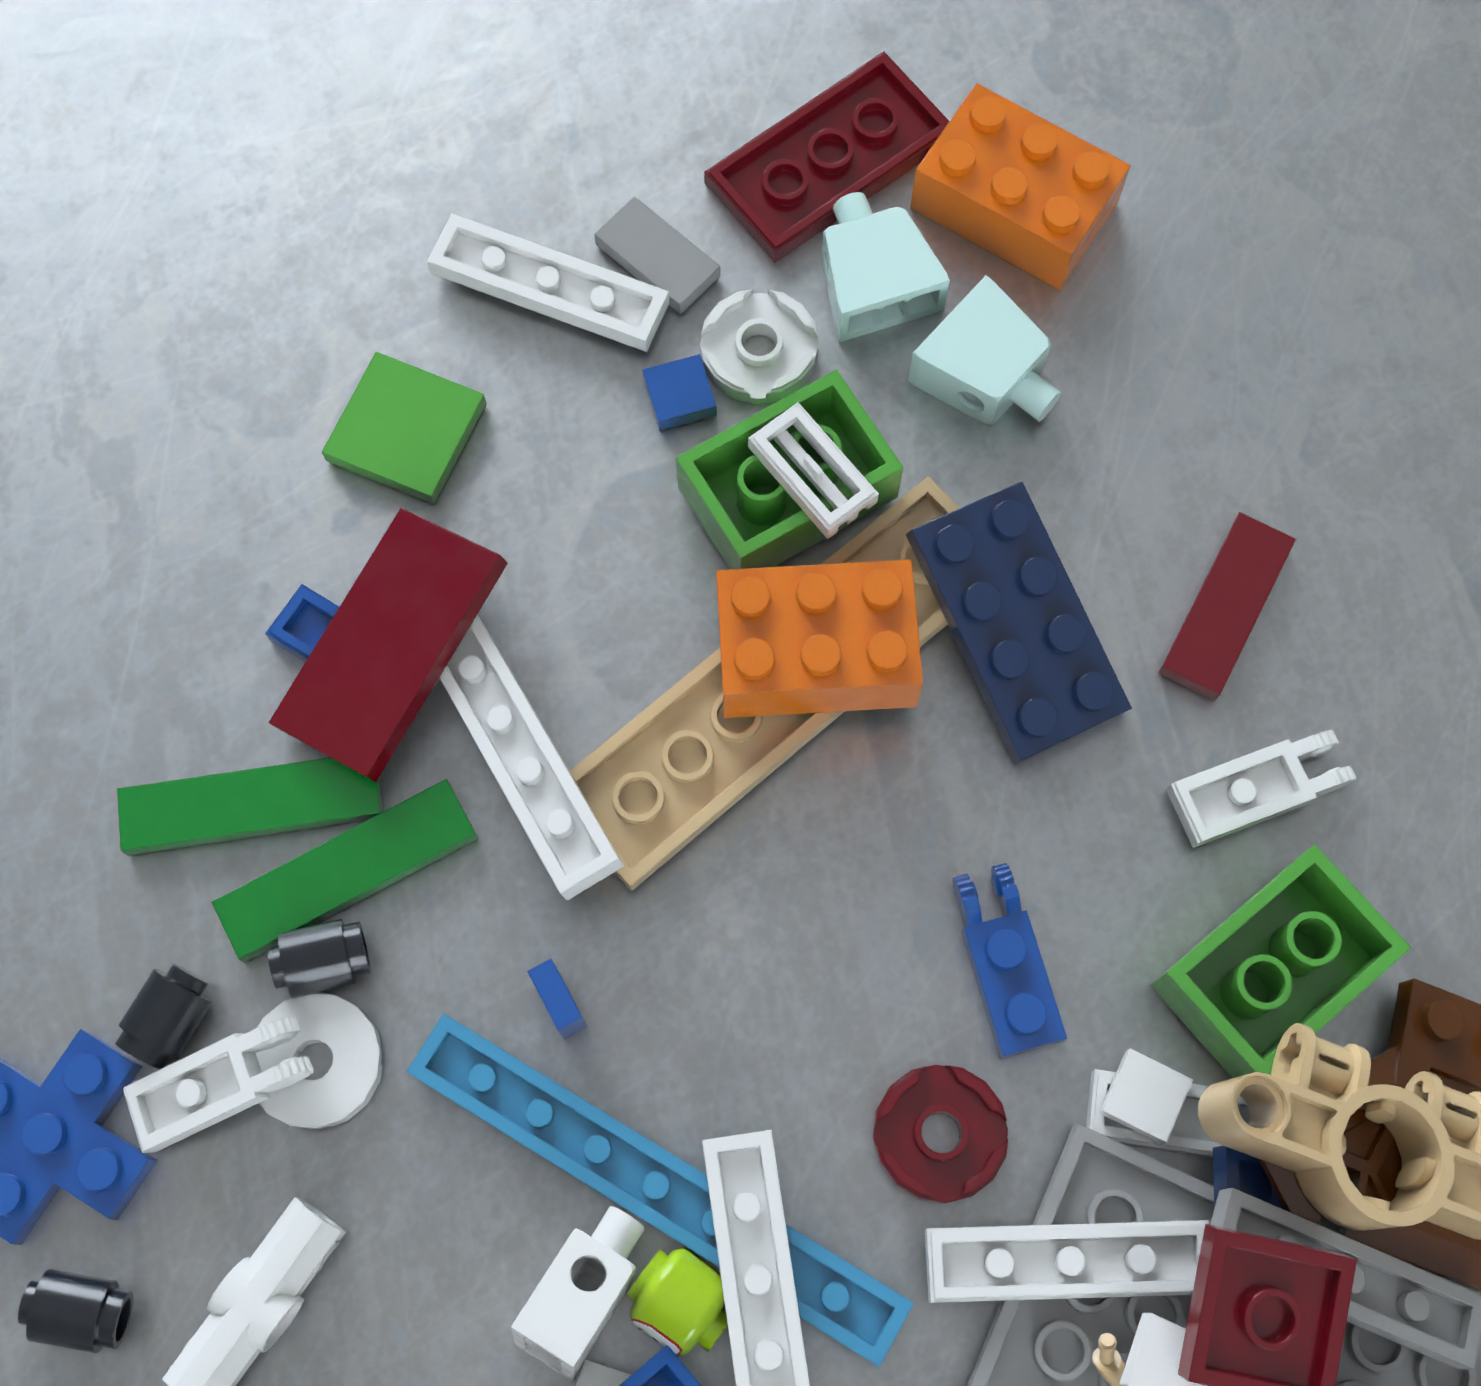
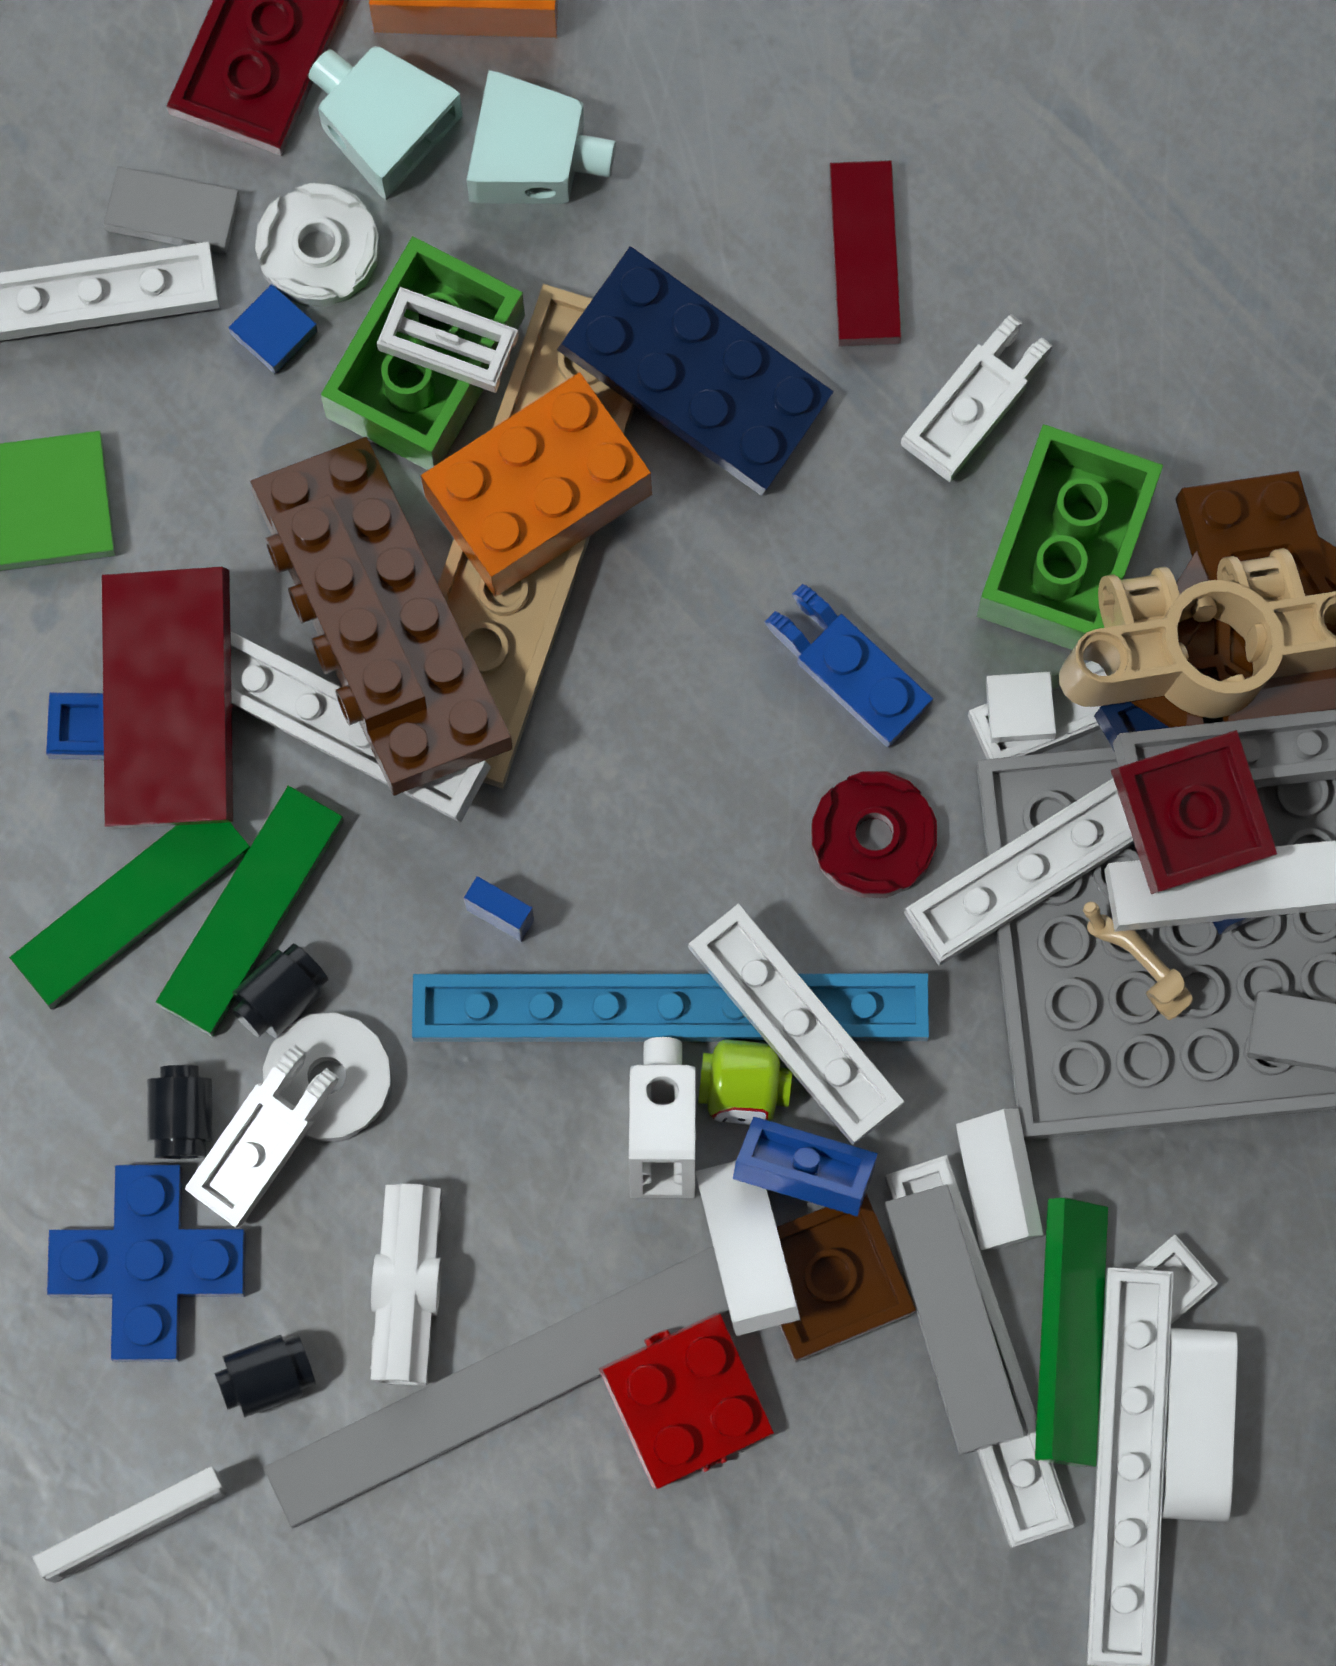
camera: 30 degrees left, 5 degrees up
(606, 682) = (378, 616): none -> reddish brown plate

